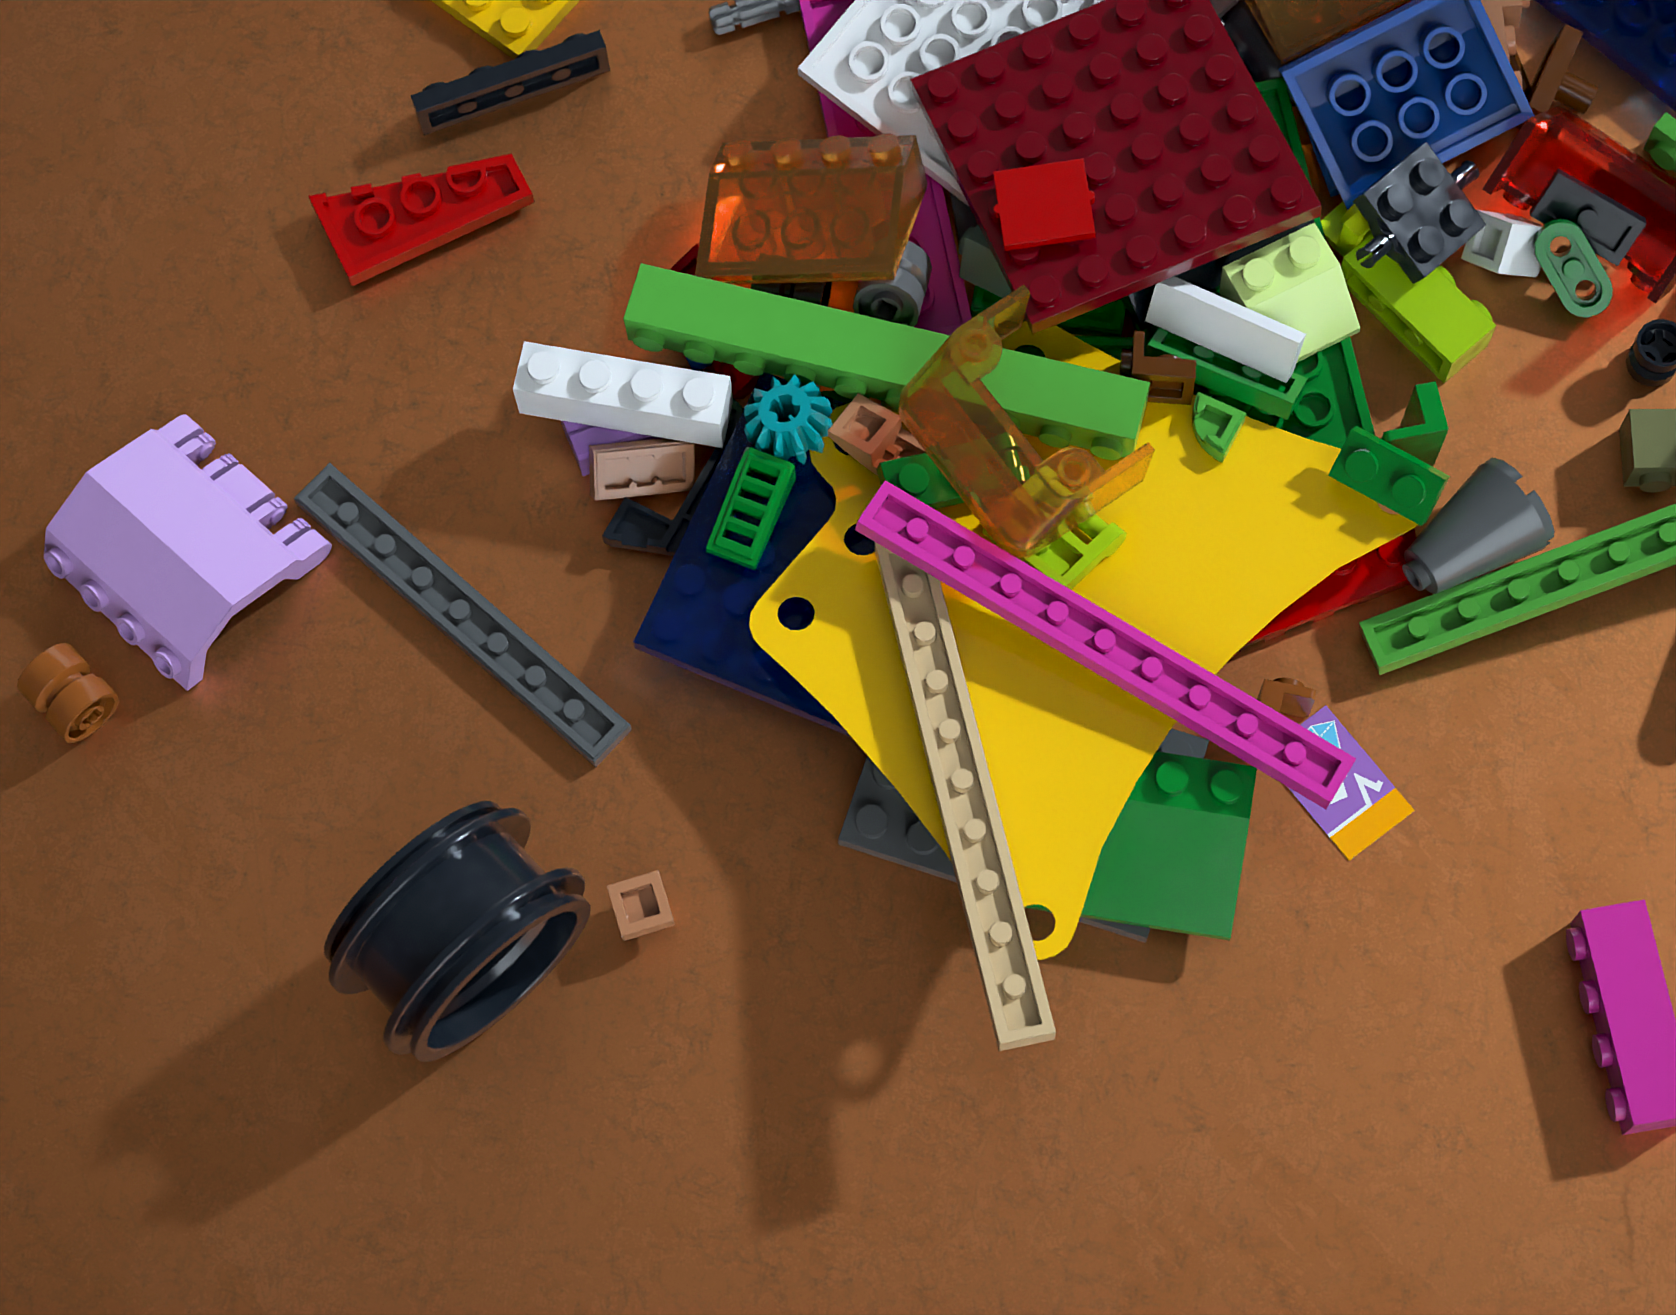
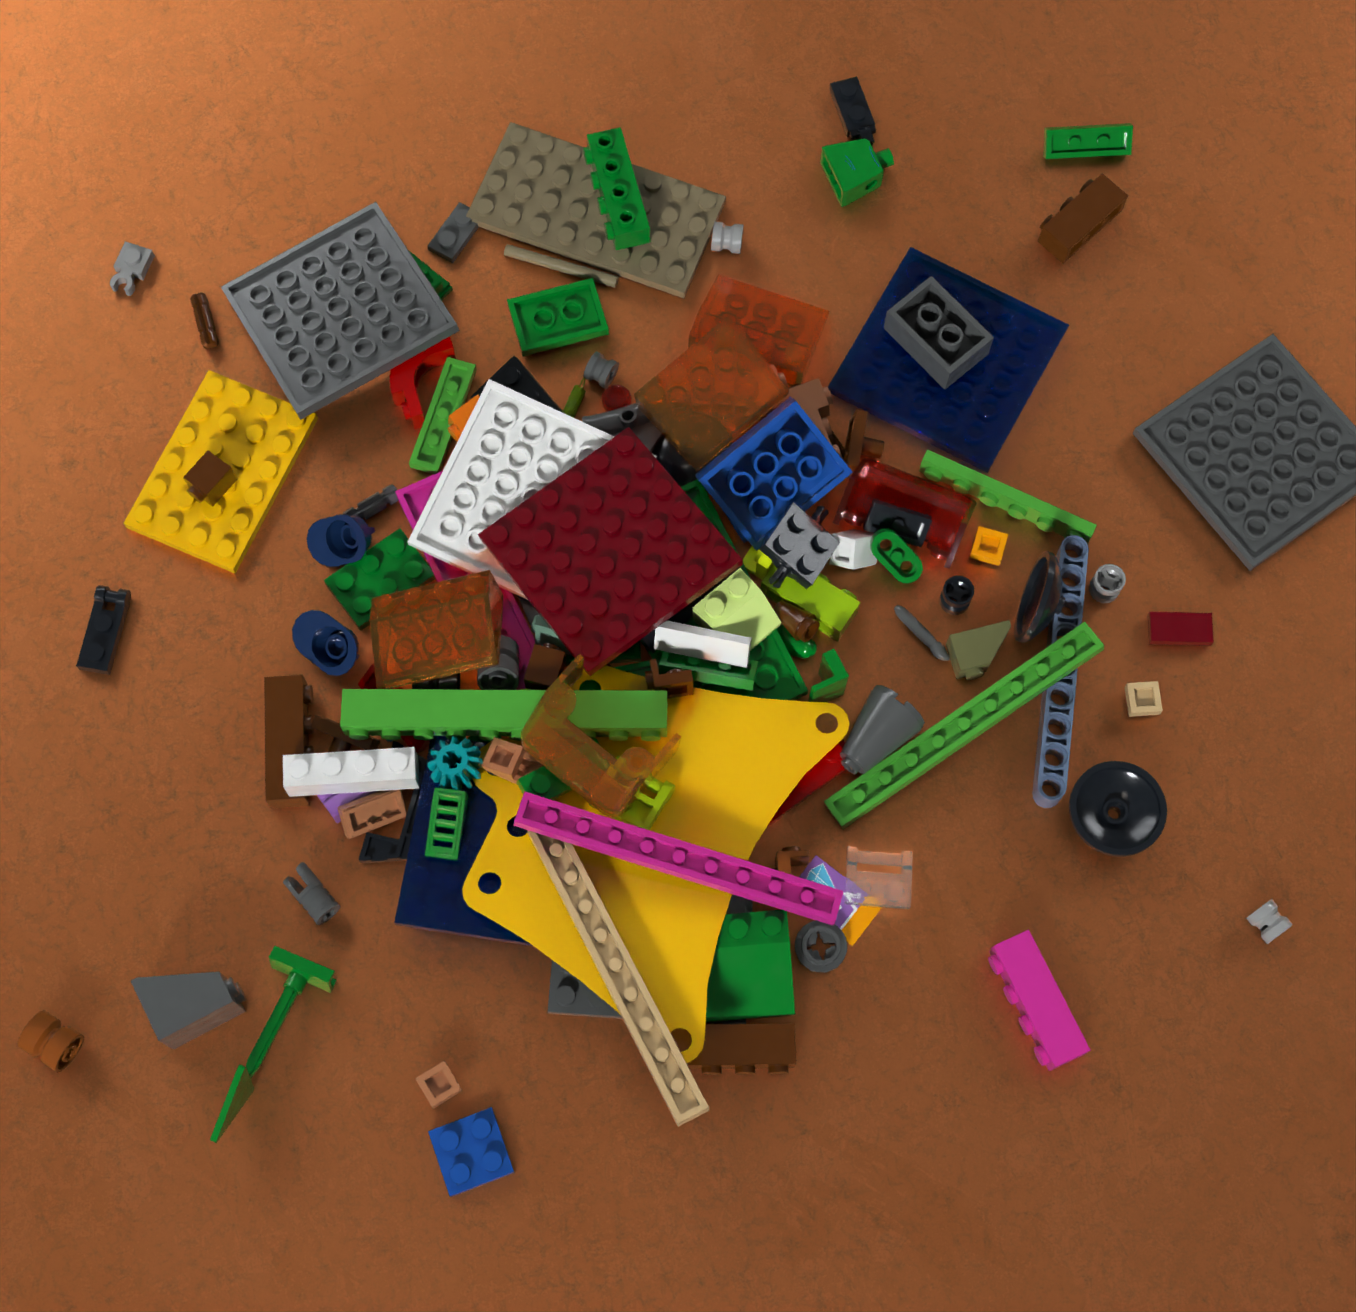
camera: 20 degrees left, 0 degrees up
(175, 544) = (95, 930): lavender hinge -> none
(288, 687) = (188, 1004): none -> dark grey slope
(300, 103) = (104, 630): none -> black plate
(404, 219) = (185, 690): red wing -> none
(456, 930) = (331, 1134): black wheel -> none
(463, 615) = (283, 928): dark grey tile -> none
(469, 684) = (300, 973): none -> green piece
(511, 82) = (240, 582): black plate -> none
(519, 575) = (314, 897): none -> dark grey hinge
(540, 310) = (285, 733): none -> reddish brown brick
(615, 332) = (341, 741): none -> reddish brown tile
(633, 194) = (325, 642): none -> dark blue piece
(665, 1023) = (471, 1152): none -> blue plate
(693, 45) = (339, 539): none -> dark blue piece
(750, 105) = (382, 570): none -> green plate
(962, 300) = (544, 666): none -> reddish brown brick
(1044, 204) = (578, 596): red piece -> none
(1131, 969) = (742, 1048): none -> reddish brown brick
(1216, 425) = (711, 704): bright green tile -> none
(1317, 832) = (829, 934): none -> dark grey gear
(1377, 373) = (797, 648): none -> green arm
(1386, 332) = (798, 622): none -> reddish brown cone
(1389, 475) = (820, 712): green piece -> none
(1414, 778) = (878, 888): none -> clear plate
(1603, 429) = (936, 648): none -> dark grey piece

